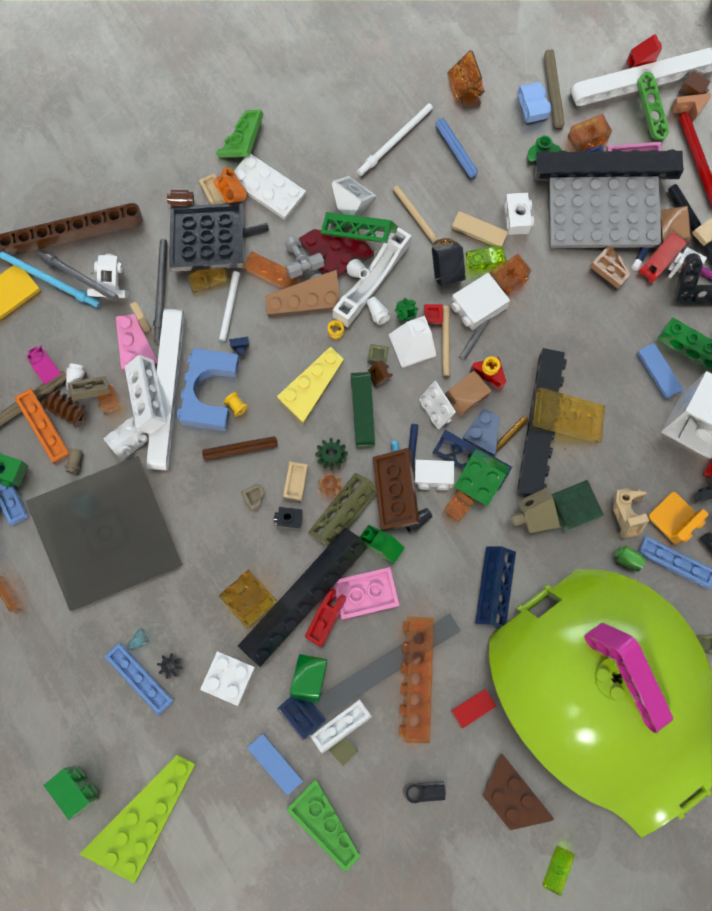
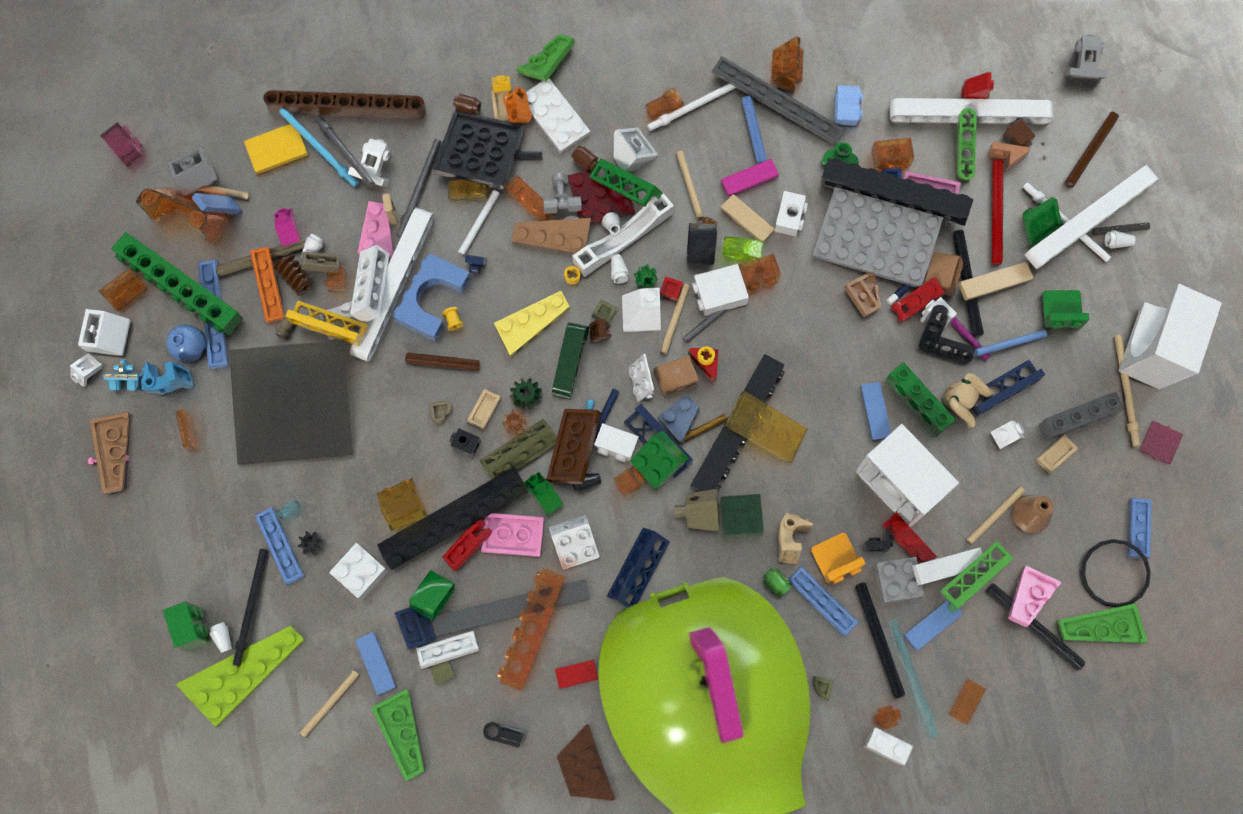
camera: 25 degrees right, 0 degrees up
(110, 790) = (221, 637): none -> white cone
(115, 449) = (326, 327): none -> yellow fence
(134, 791) = (241, 644): none -> black bar
(206, 170) = (501, 83): none -> yellow plate
(242, 820) = (329, 703): none -> tan bar
(310, 217) = (585, 158): none -> reddish brown brick
(370, 144) = (668, 102): none -> clear orange piece
(426, 581) = (574, 542): none -> white bracket
(468, 192) = (750, 177): none -> dark pink tile
(469, 115) = (778, 101): none -> dark grey tile
(554, 88) = (874, 97): dark tan axle -> none

